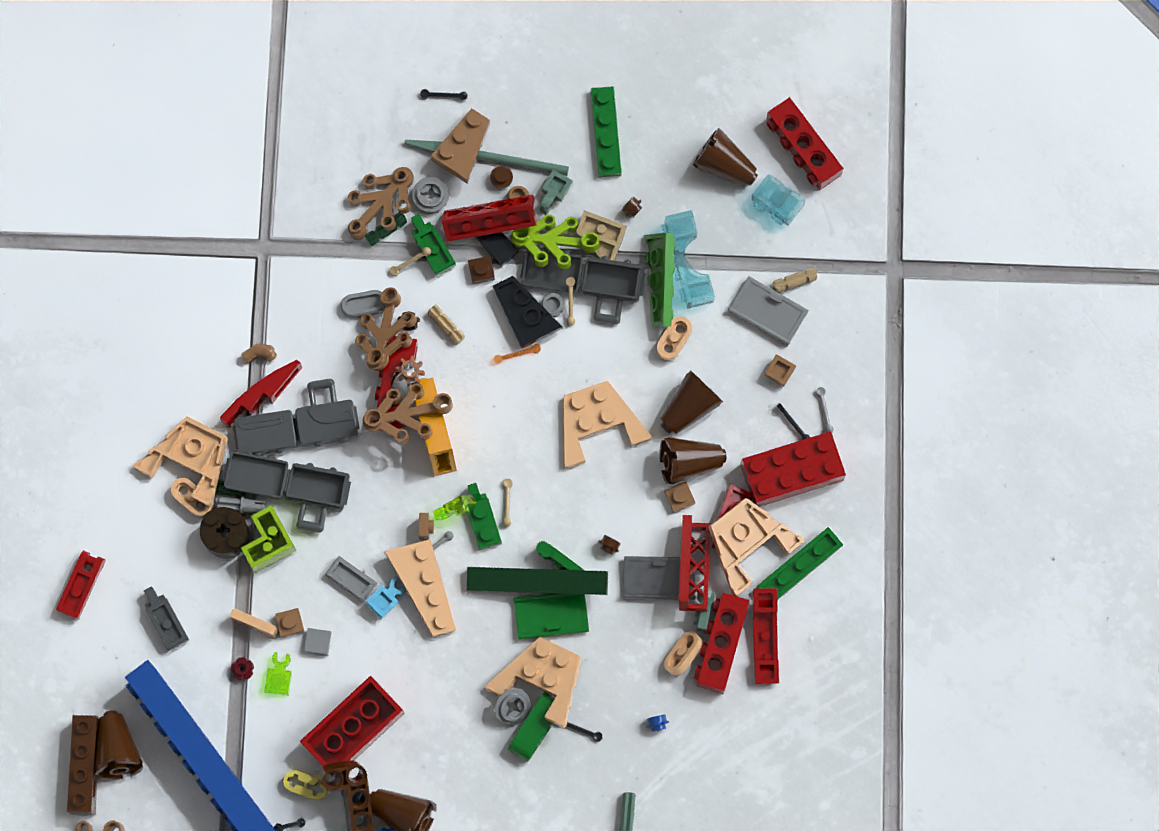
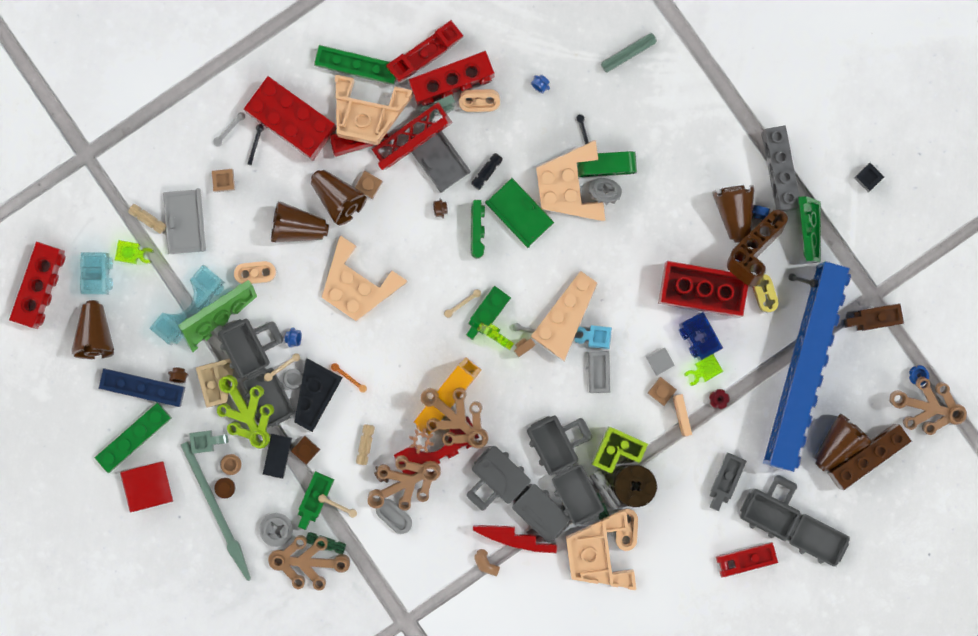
camera: 125 degrees left, 10 degrees up
(88, 642) = (783, 521): none -> dark grey piece
(299, 698) = (701, 325): none -> clear blue brick
(426, 94) = (201, 592): black hinge -> none
(461, 147) = (224, 533): medium nougat wing -> none
(489, 218) = (264, 470): red fence -> none
(537, 580) = (504, 237): dark green tile -> none
(553, 112) = (146, 486): none -> red slope
(590, 330) = (293, 337): none -> blue plate
(612, 614) = (487, 171): none -> black axle
(644, 169) = (142, 387): none -> dark blue plate
(773, 243) = (130, 252): none -> clear neon green plate

